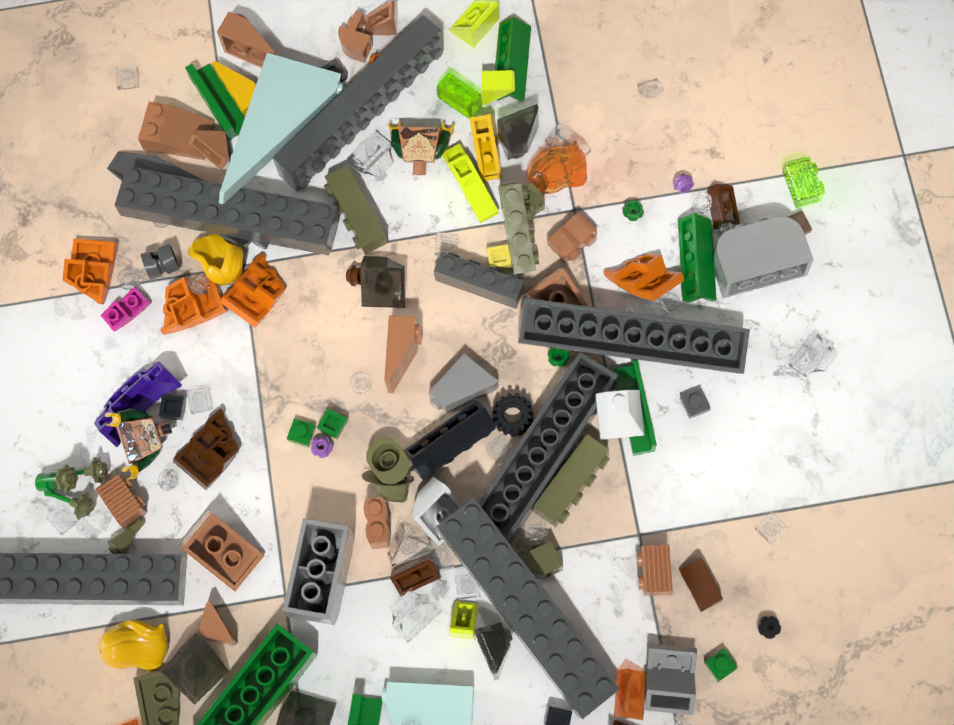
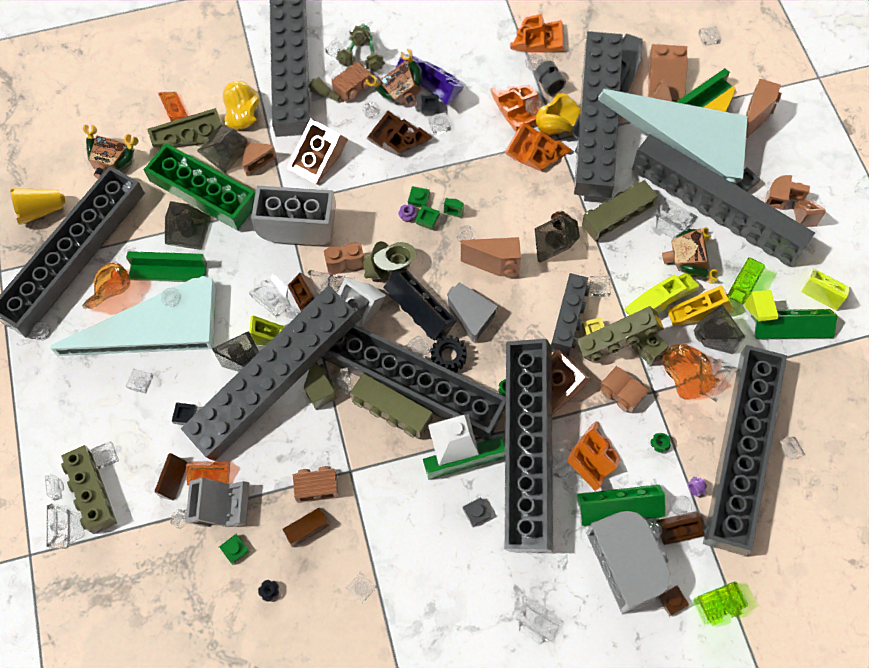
camera: 80 degrees right, 5 degrees down
(123, 312) = (506, 63): dark pink slope -> none
(324, 391) = (453, 207): none -> green plate
(649, 129) = (745, 451): none -> dark grey brick

